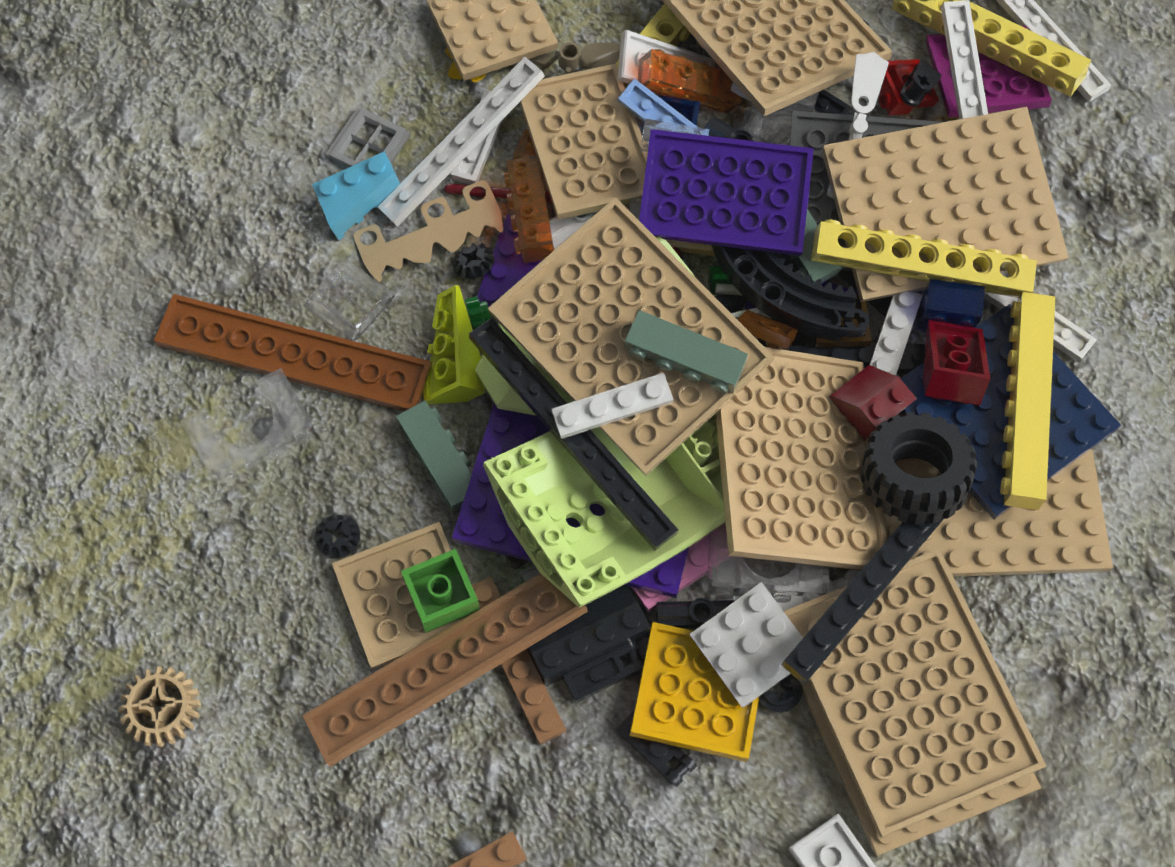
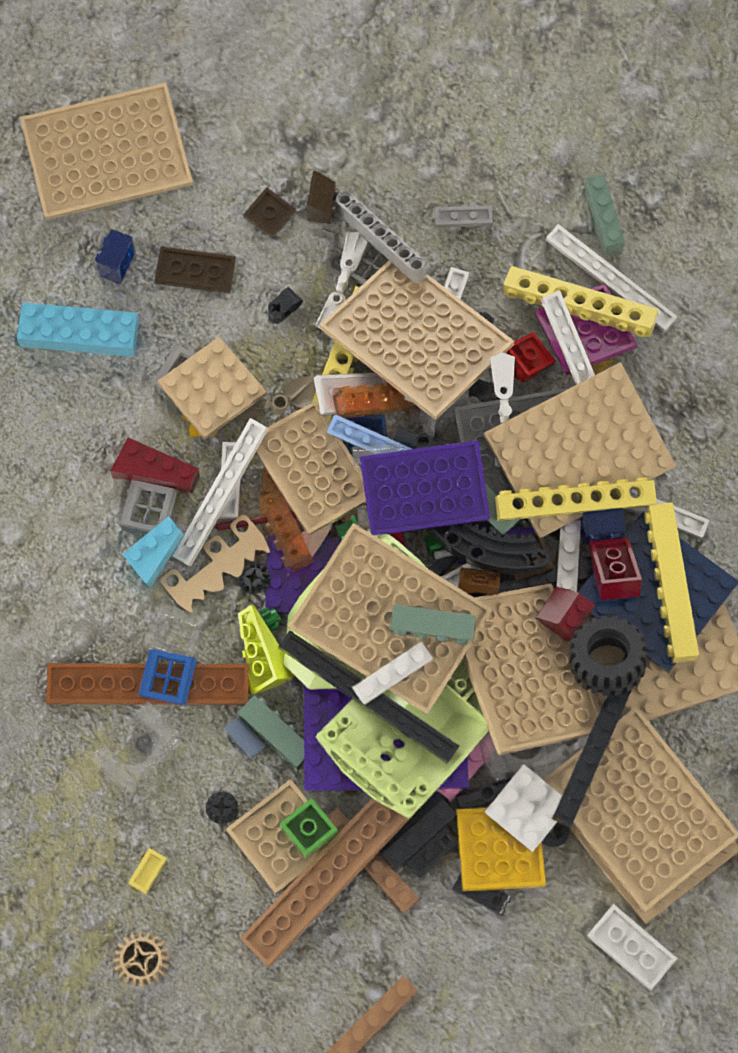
camera: 15 degrees left, 5 degrees up
(211, 591) = (147, 871): none -> light yellow tile
(340, 361) = (150, 673): none -> blue piece
(385, 93) = (151, 466): none -> dark red wedge
(397, 454) = (244, 737): none -> sand blue slope
(919, 82) = (539, 356): black piece -> none

